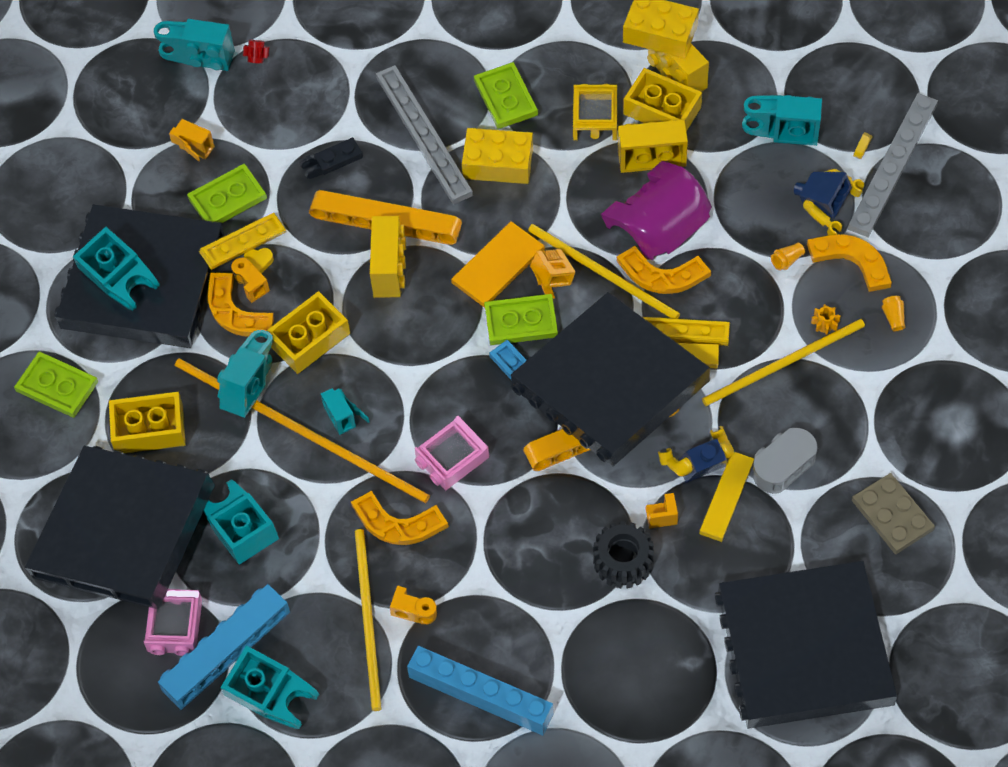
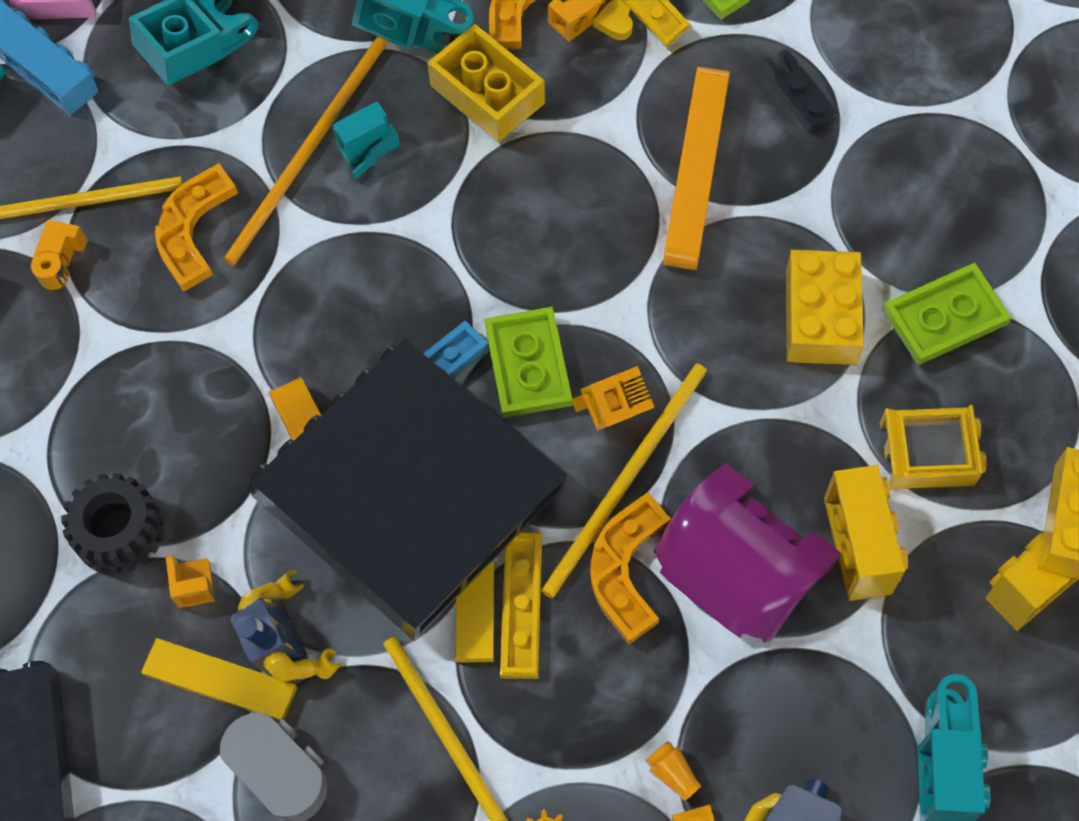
camera: 85 degrees right, 5 degrees up
(387, 256) = (617, 165): yellow brick -> none
(424, 135) = (855, 205): light grey plate -> none
(451, 453) = (293, 281): bright pink window -> none
(497, 264) = (630, 326): light orange tile -> none
(661, 99) = (959, 549): yellow brick -> none

